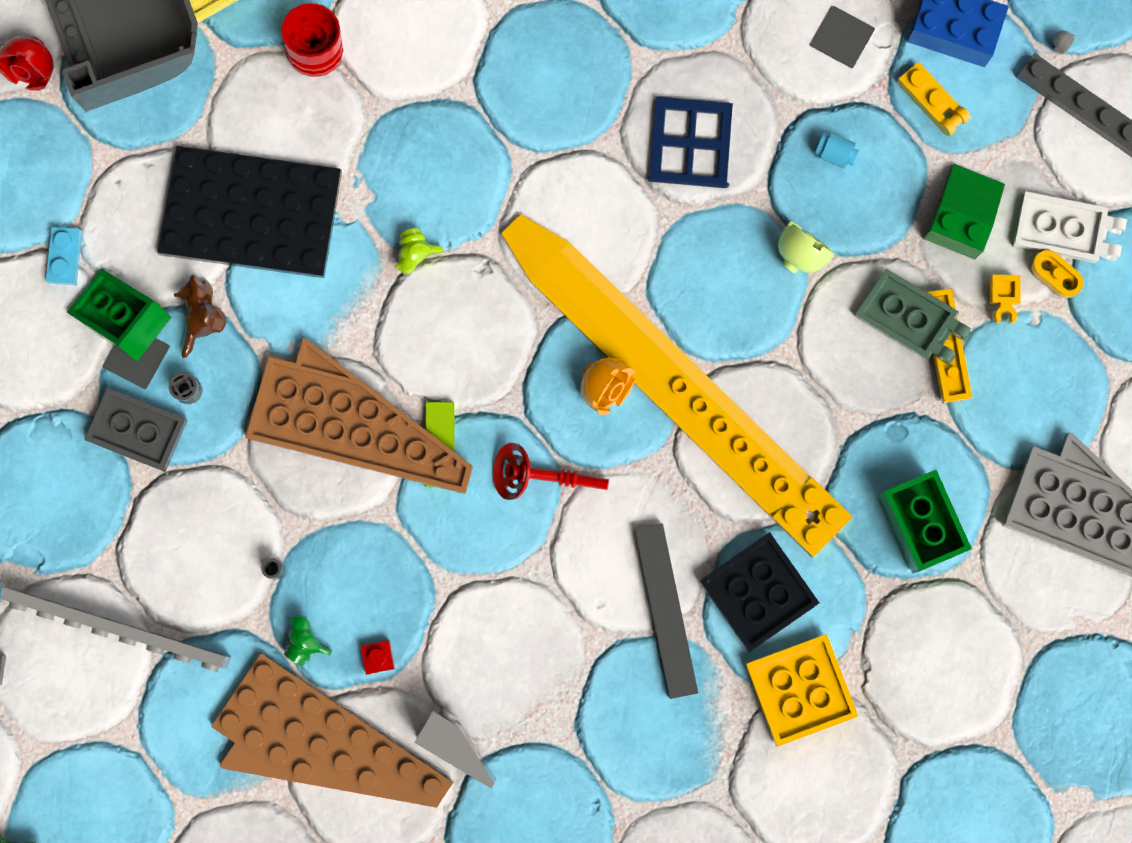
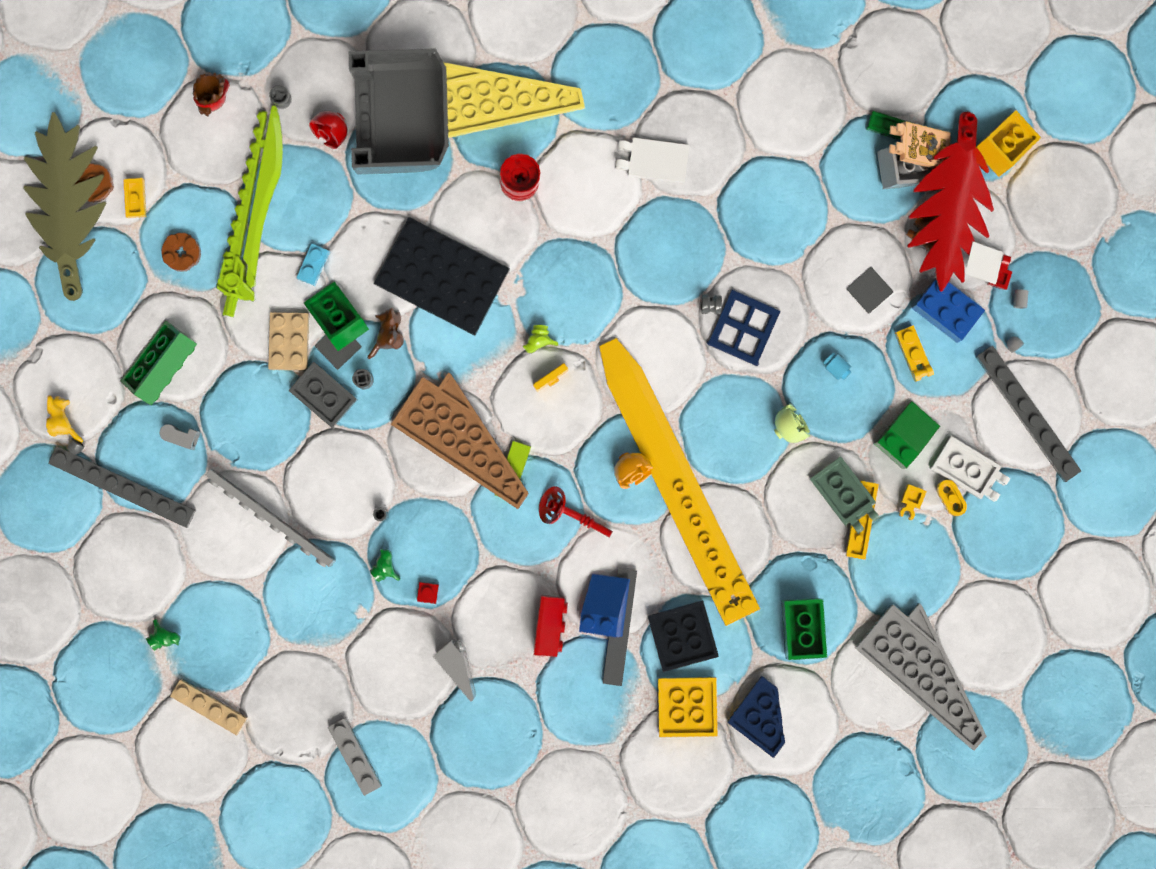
camera: 25 degrees right, 5 degrees up
(63, 372) = (288, 341): none -> tan plate
(304, 737) = (365, 626): medium nougat wing -> none
(449, 297) = (551, 378): none -> yellow plate
(568, 641) = (550, 626): none -> red slope
(635, 125) = (711, 304): none -> dark grey wheel
(635, 587) = (605, 606): none -> blue slope
(908, 668) = (760, 717): none -> dark blue plate

